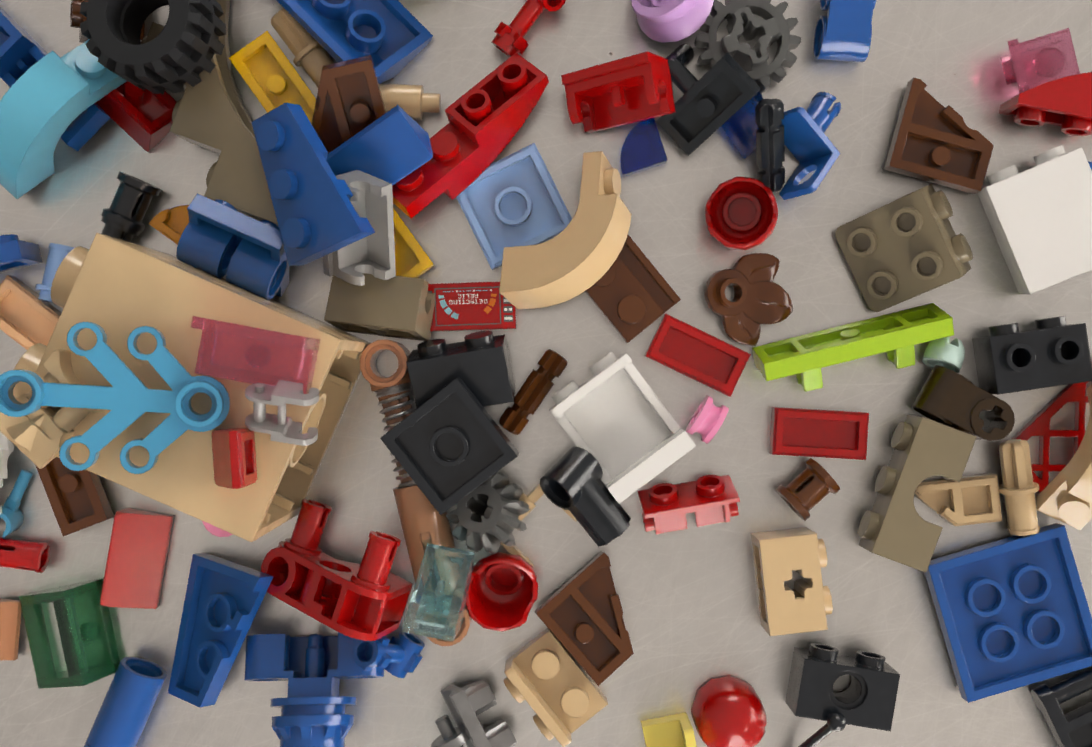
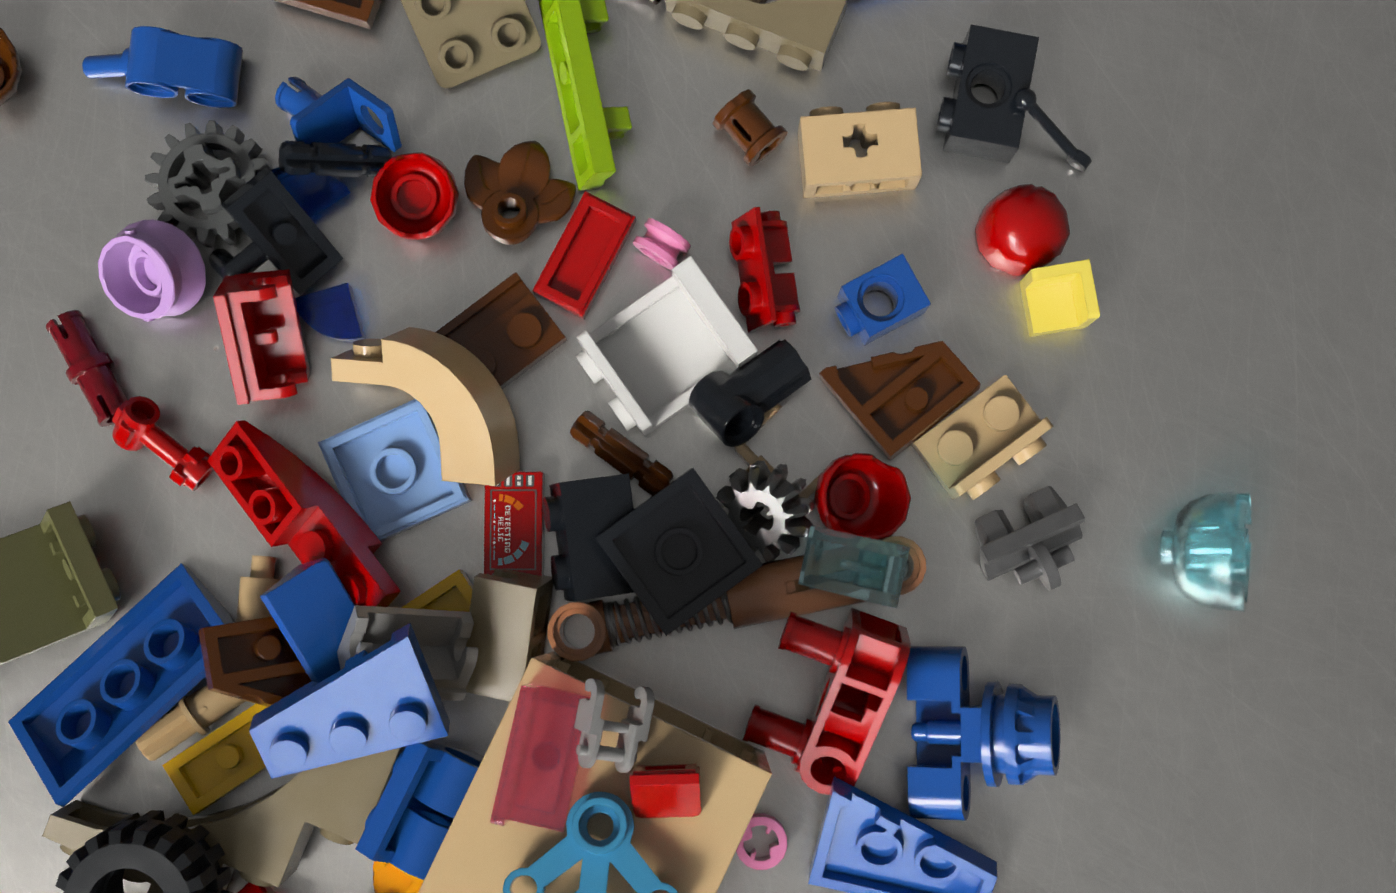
camera: 80 degrees left, 5 degrees down
(395, 655) = (938, 627): blue bar -> none
(671, 621) = (898, 283): none -> blue brick
(818, 433) = (683, 114): red tile -> none

